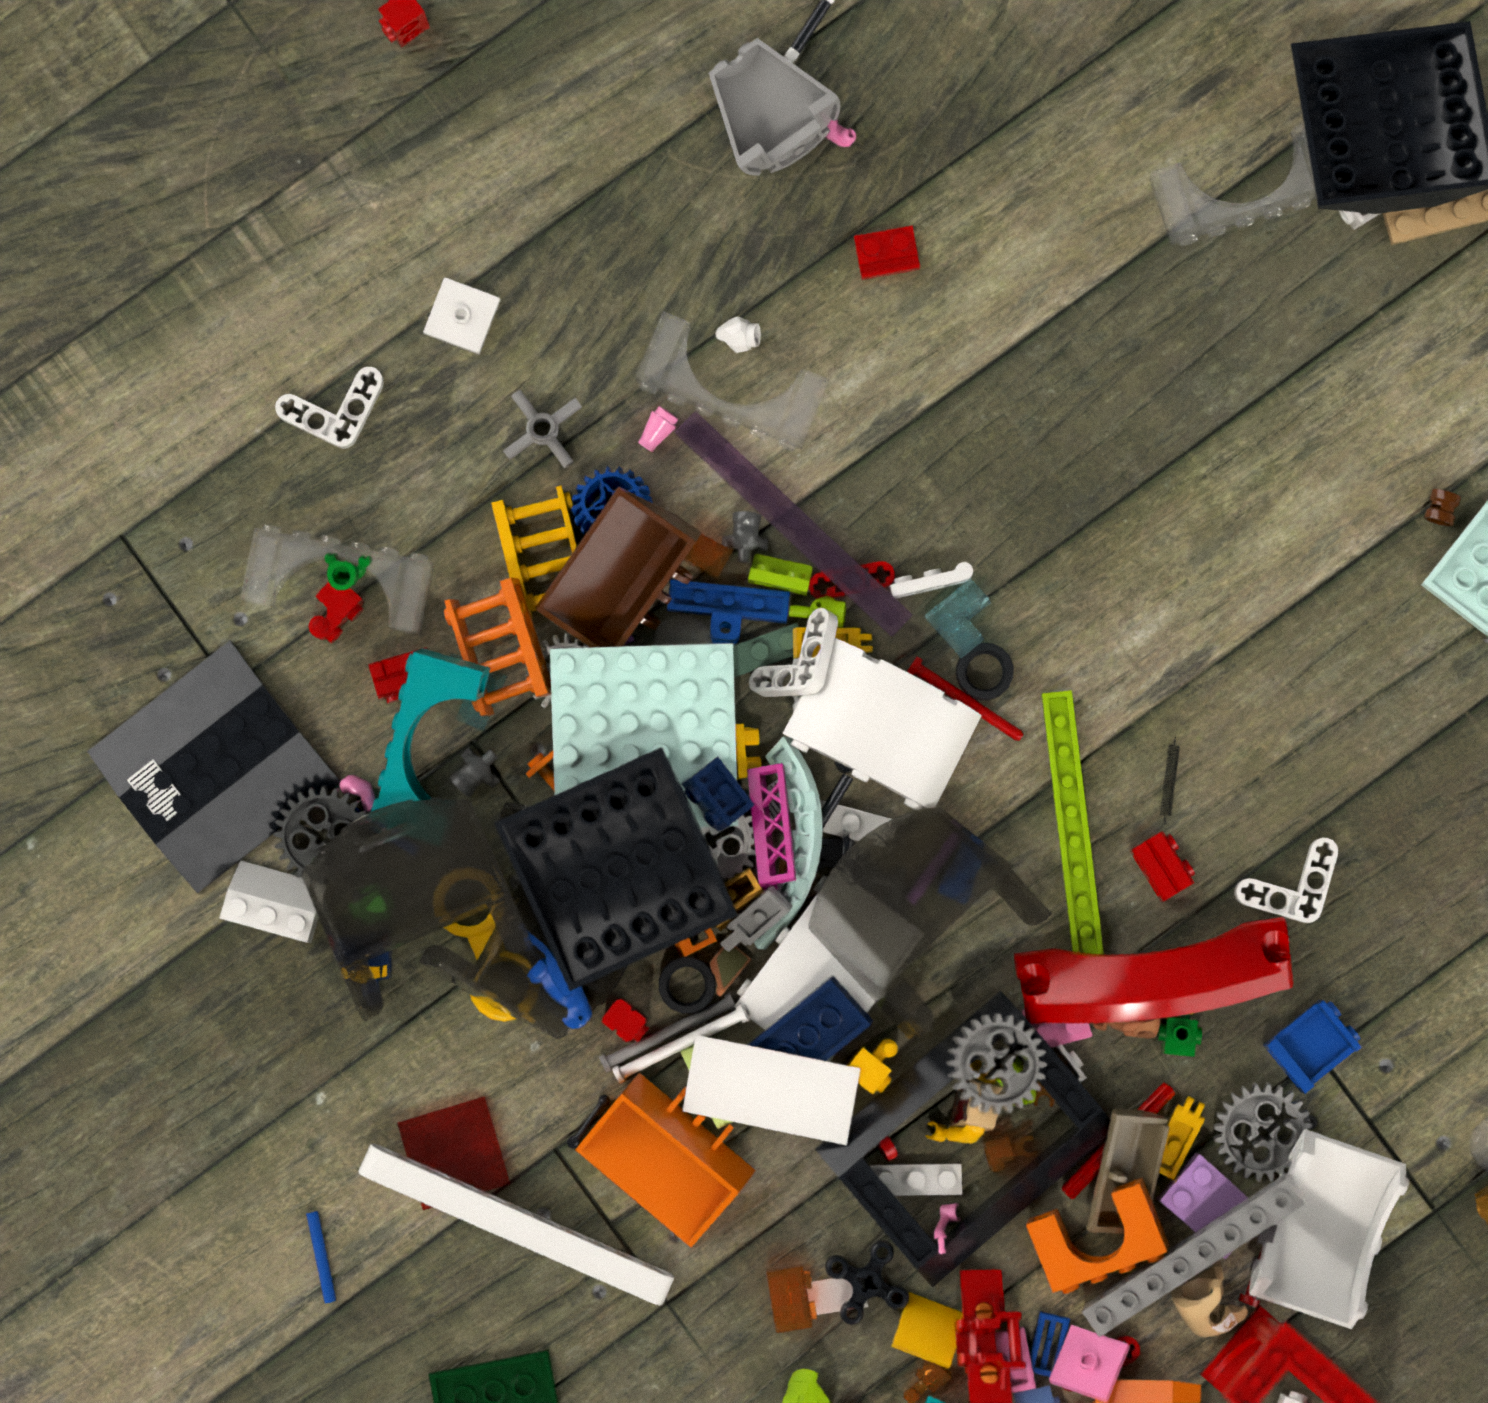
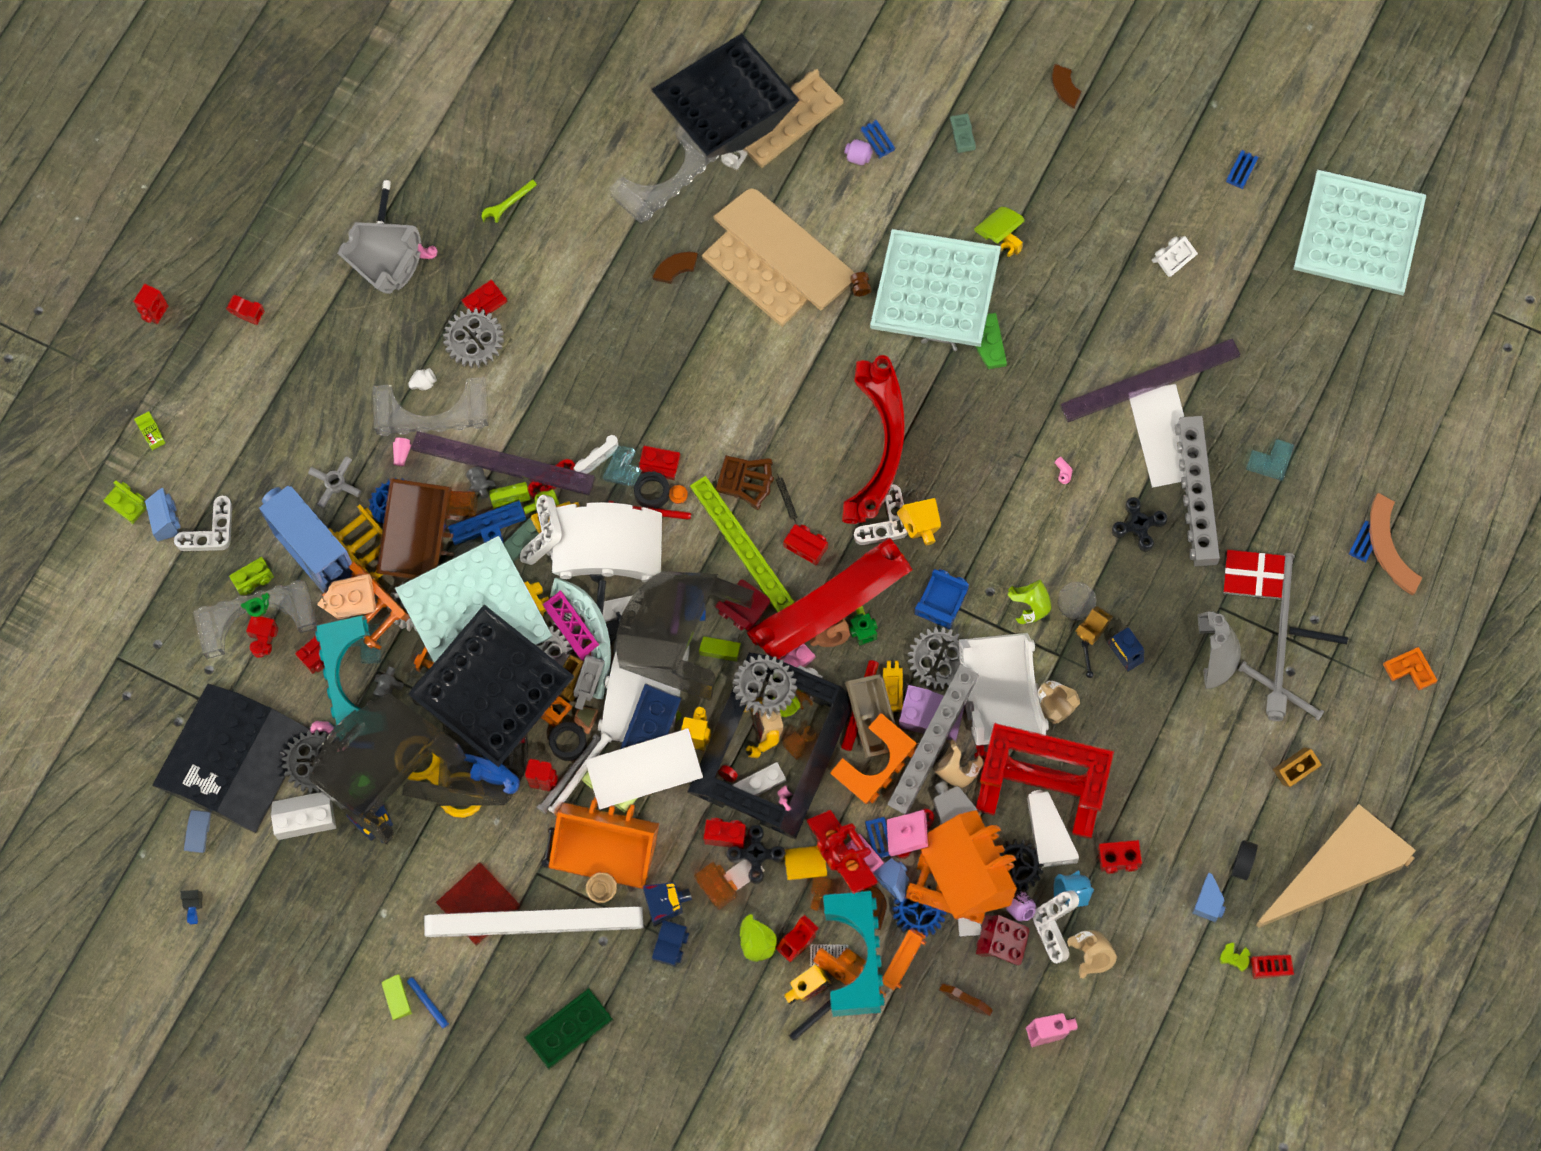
camera: 25 degrees left, 15 degrees down
(66, 950) = (191, 901): none -> pearl dark grey piece
(119, 852) = (197, 831): none -> sand blue slope
(233, 307) = (125, 502): none -> lime bracket
(276, 357) = (162, 515): none -> medium blue slope
(282, 1228) = (396, 997): none -> lime slope
(317, 215) = (150, 430): none -> lime leg
(361, 511) = (251, 576): none -> lime bracket
(459, 509) = (305, 537): none -> medium blue brick
(461, 316) = (259, 446): white plate -> none
(480, 629) = (349, 597): none -> light nougat tile
(536, 92) = (245, 309): none -> red leg
(631, 1221) = (601, 887): none -> tan hair
(687, 1347) = (670, 943): none -> dark blue brick
(710, 1284) = (665, 901): none -> dark blue torso
(717, 795) = (531, 620): dark blue bracket -> none
(816, 312) = (486, 328): none -> light grey gear
(838, 1232) = (724, 833): none -> red brick
(965, 956) = (719, 649): none -> lime slope
(973, 118) = (496, 211): none -> lime piece
(1016, 633) = (660, 461): none -> red plate
(1019, 696) = (678, 494): none -> orange plate
(1019, 935) = (744, 616): none -> dark red bracket
(1110, 711) = (733, 477): none -> reddish brown plate
(1171, 1353) = (950, 802): none -> light grey torso
(1188, 338) = (675, 265): none -> reddish brown tile
(1338, 401) = (774, 259): none -> tan slope
(1344, 916) = (921, 519): none -> yellow torso
(1390, 709) = (885, 394): none -> red panel
(1395, 1281) = (1057, 701): none -> tan piece
(1441, 1126) = (1036, 597): none -> lime piece
(1462, 1259) = (1089, 673): none -> black hinge

